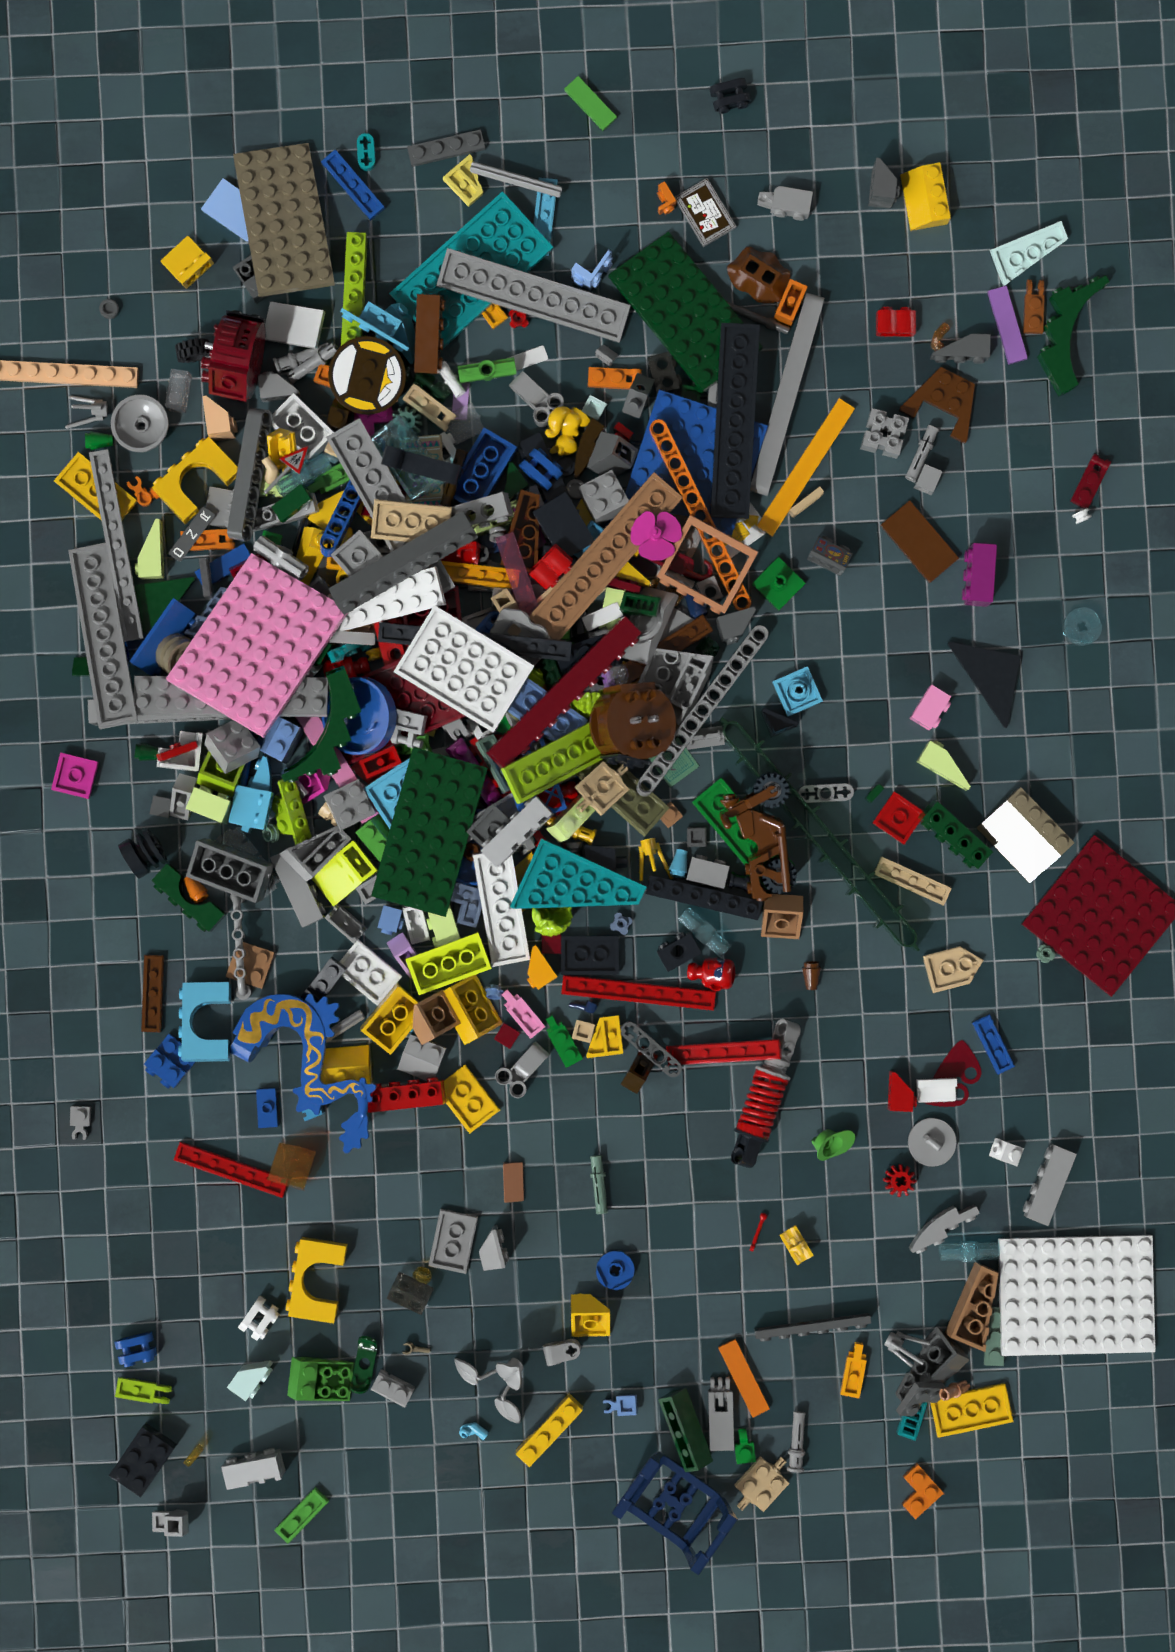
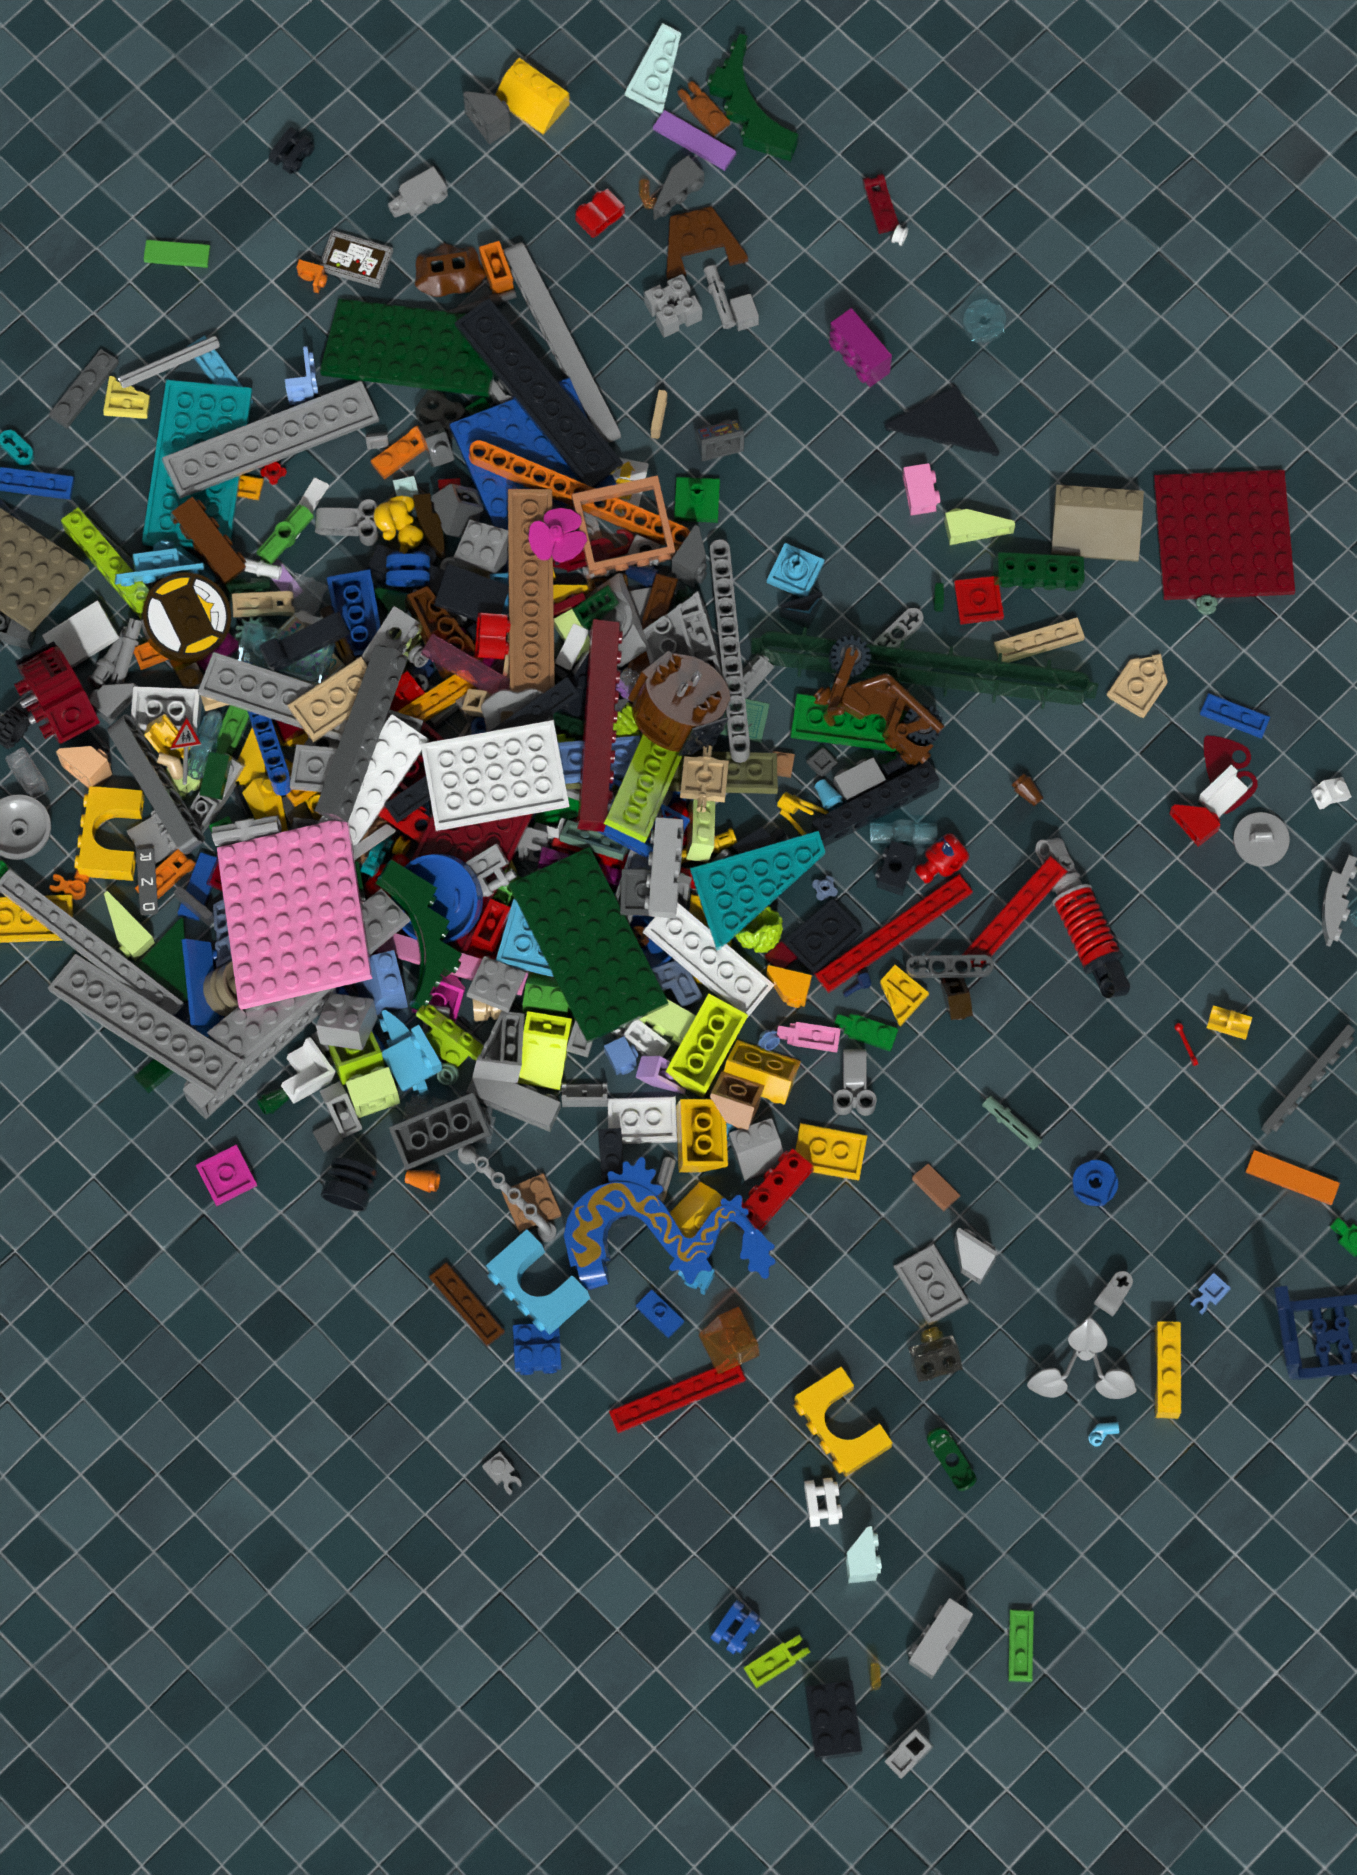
camera: 40 degrees left, 15 degrees down
(170, 882) = (453, 1193): dark green arch -> none
(176, 749) = (299, 1069): red plate -> none
(320, 1379) = (925, 1507): bright green slope -> none
(393, 1388) = (997, 1456): light grey brick -> none
(415, 1349) = (985, 1407): dark tan hand -> none
(507, 1035) = (814, 1068): dark red tile -> none
(583, 1031) = (876, 1005): tan plate -> none
(589, 1316) = (1110, 1241): yellow slope -> none
(685, 1430) = (1285, 1262): dark green brick -> none
(720, 1422) = (1309, 1232): light grey hinge -> none
(782, 916) = (957, 763): medium nougat slope -> none
(805, 467) = (632, 389): light orange tile -> none
(832, 1143) = (1179, 910): bright green piece -> none
(900, 1187) = (1254, 893): red gear -> none
(919, 541) = (784, 368): reddish brown tile -> none

